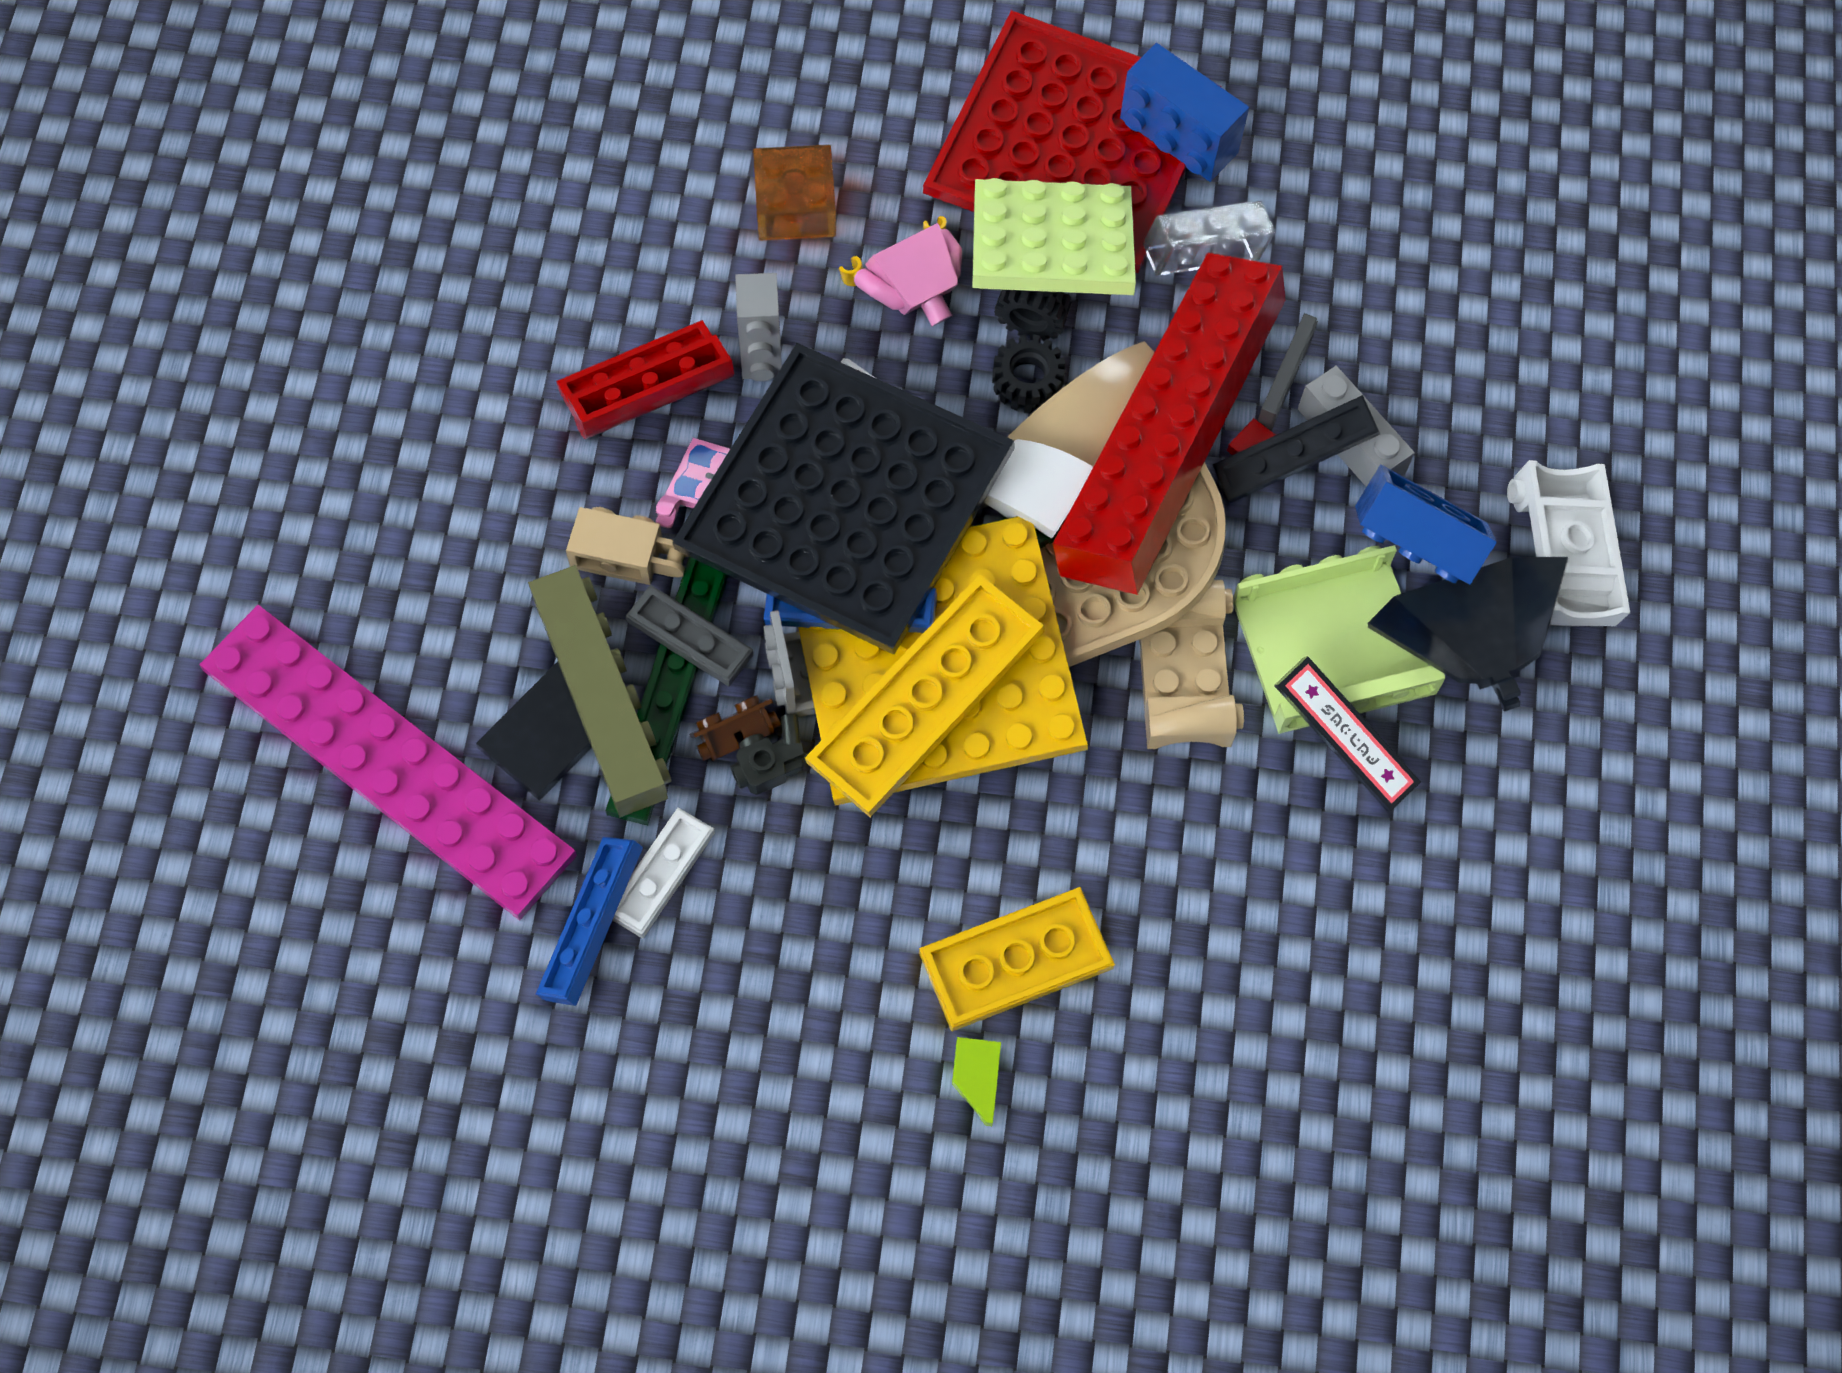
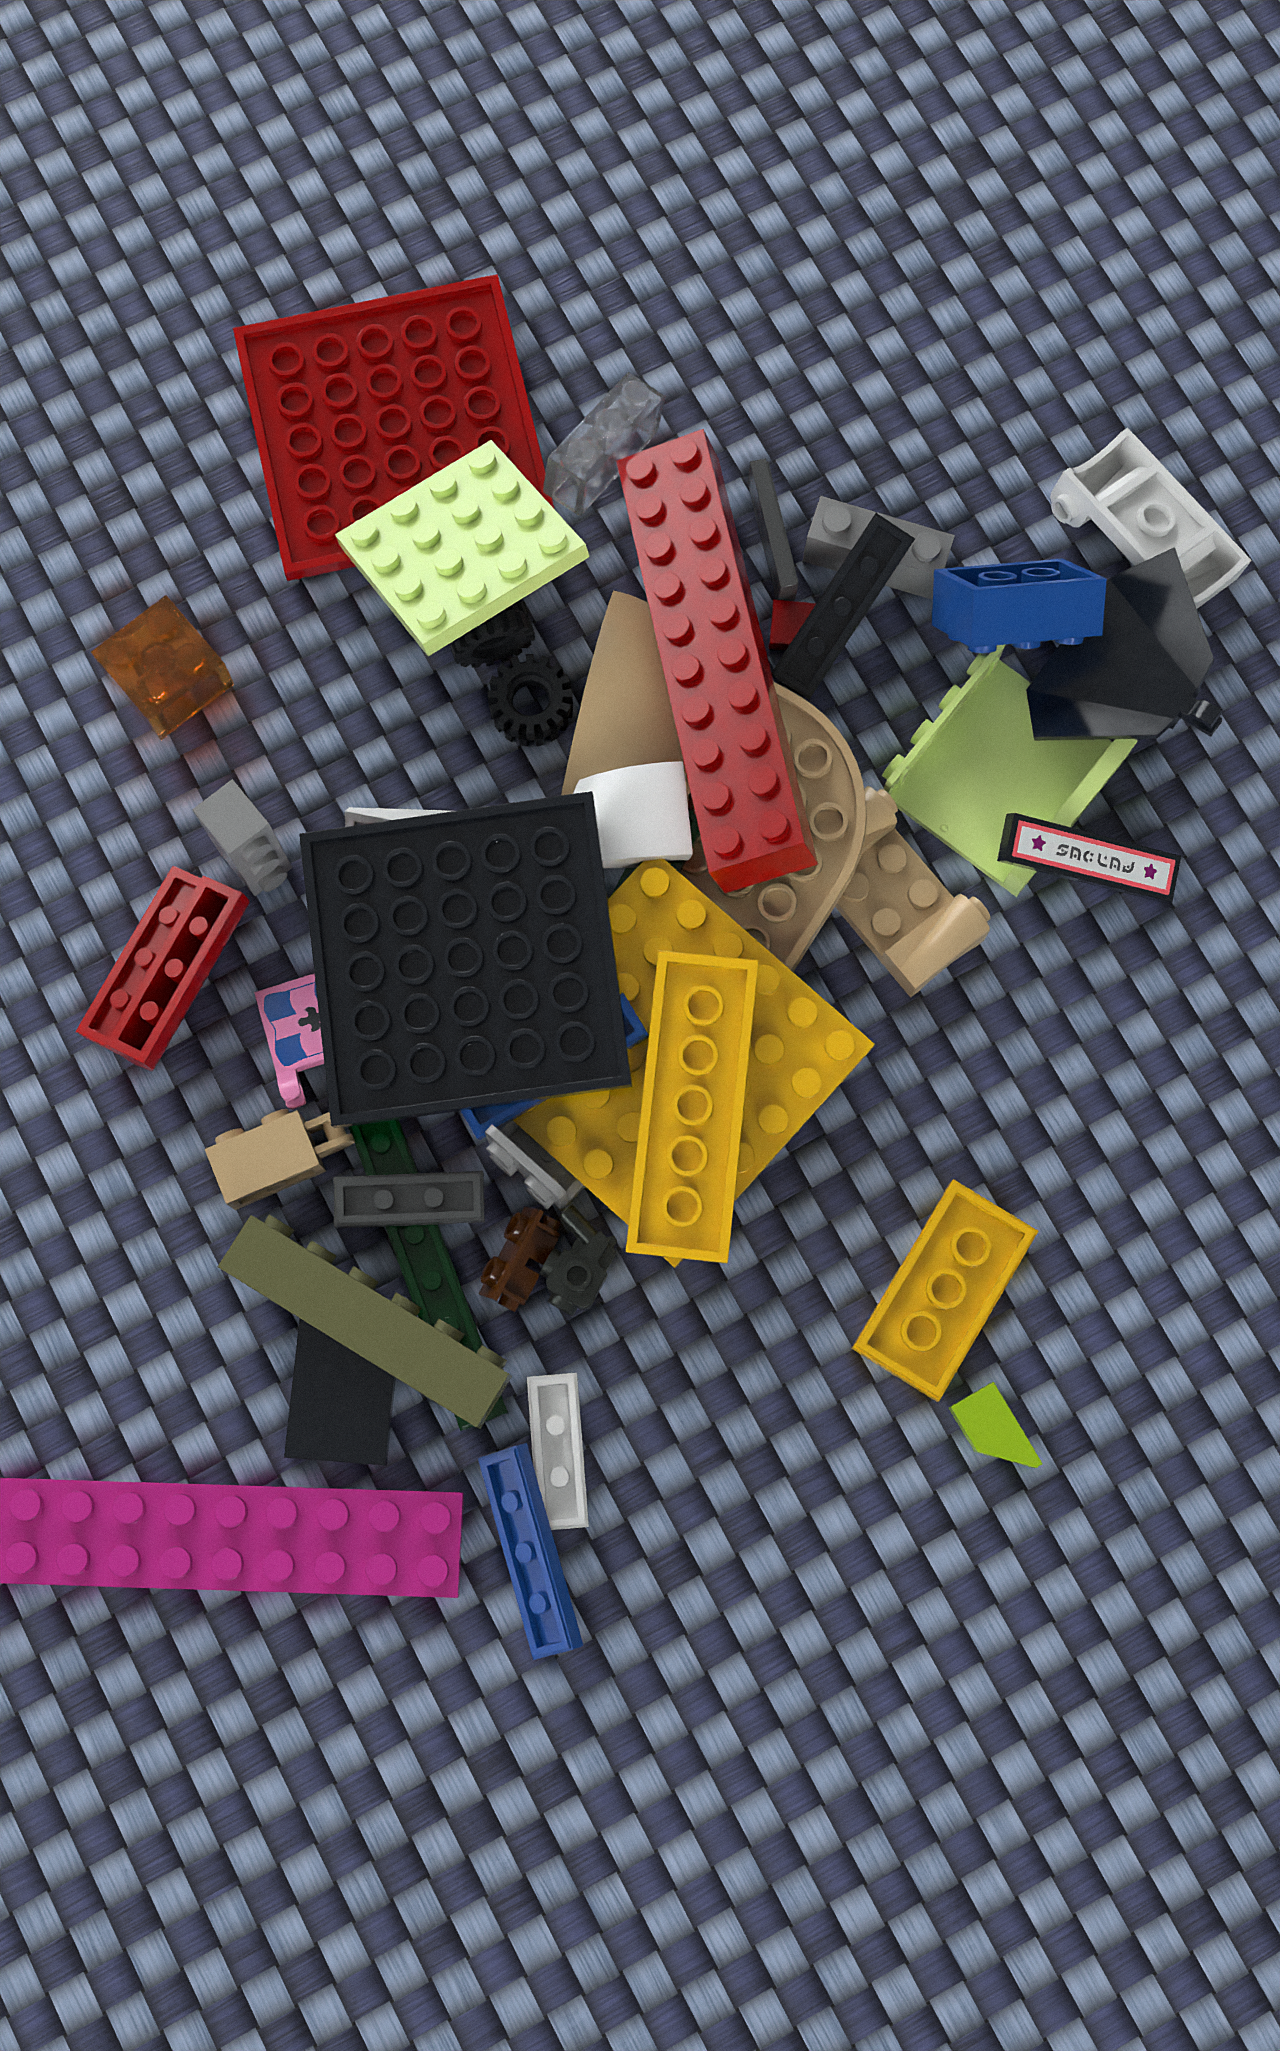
camera: 35 degrees left, 10 degrees up
(912, 272) = (344, 673): bright pink torso -> none
(1183, 112) = (490, 328): blue brick -> none

